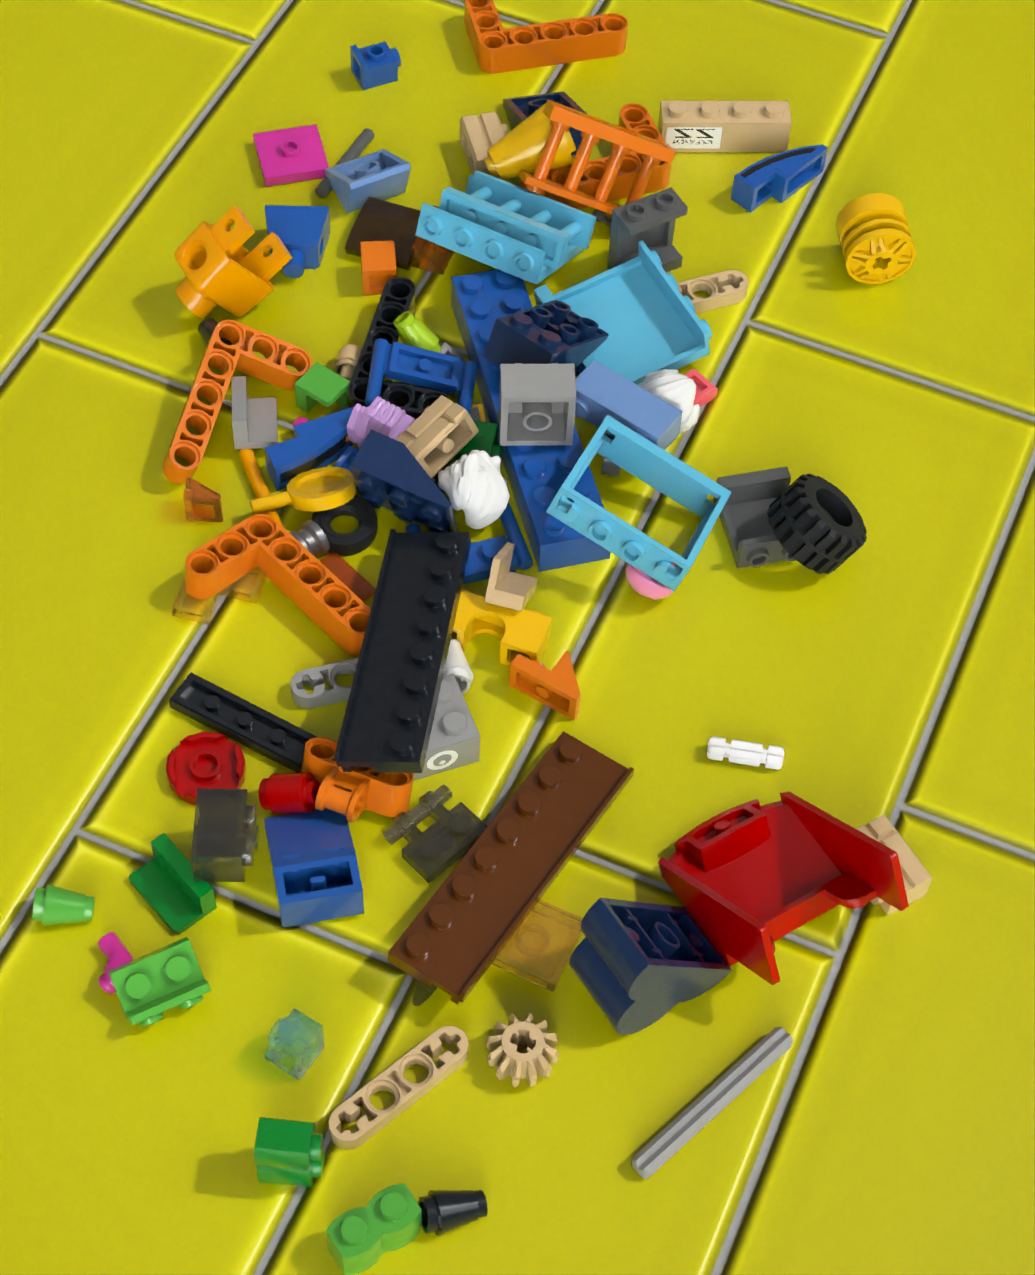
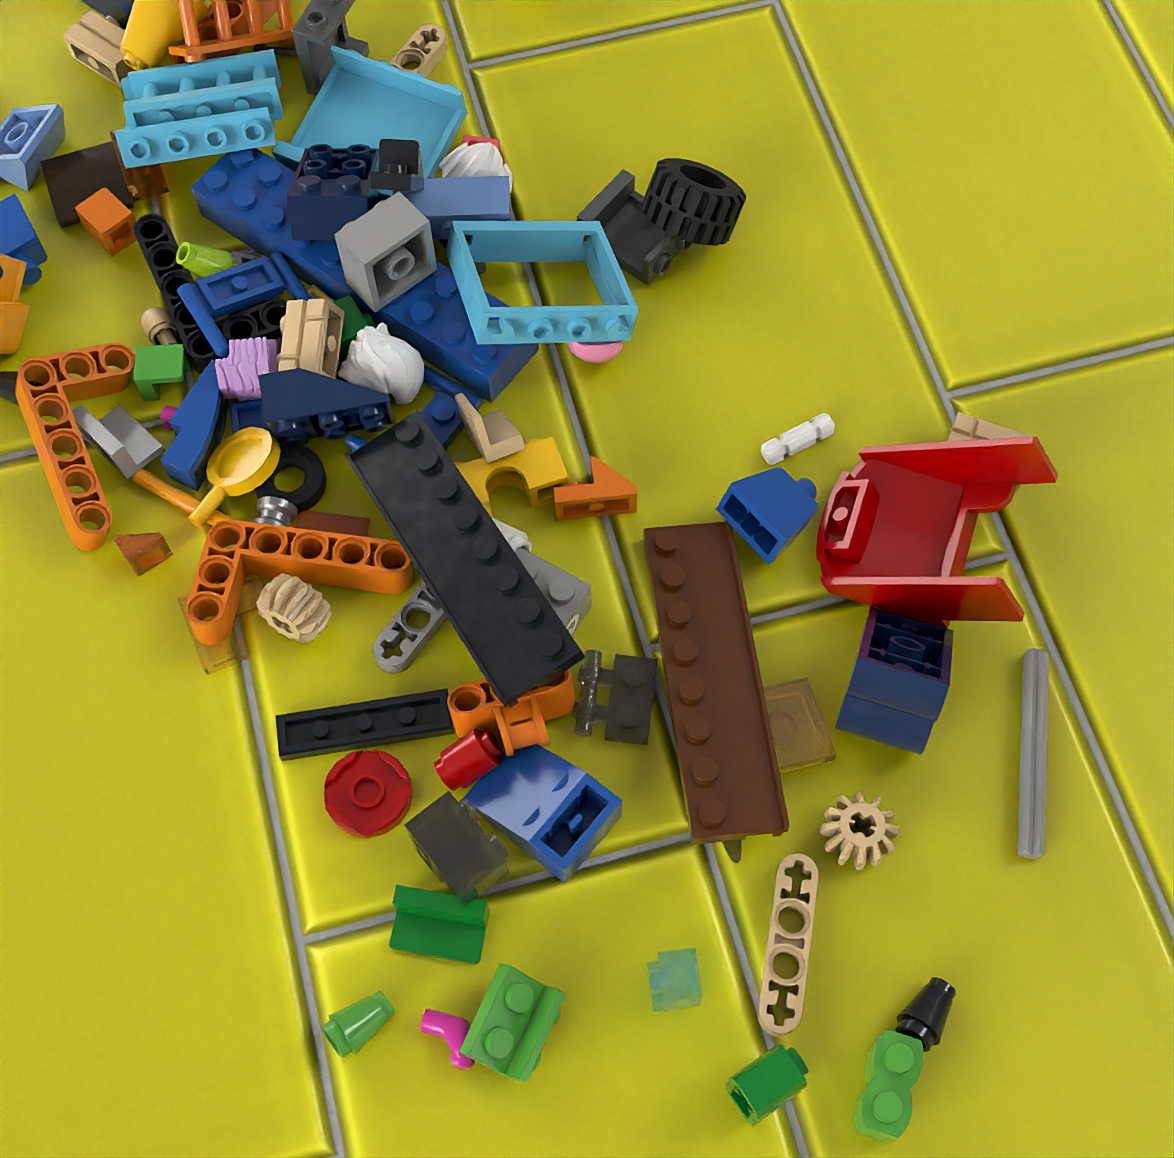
camera: 35 degrees left, 10 degrees up
(264, 608) = (294, 608): none -> tan gear
(594, 351) = (398, 166): none -> black slope
(668, 783) = (769, 510): none -> blue torso

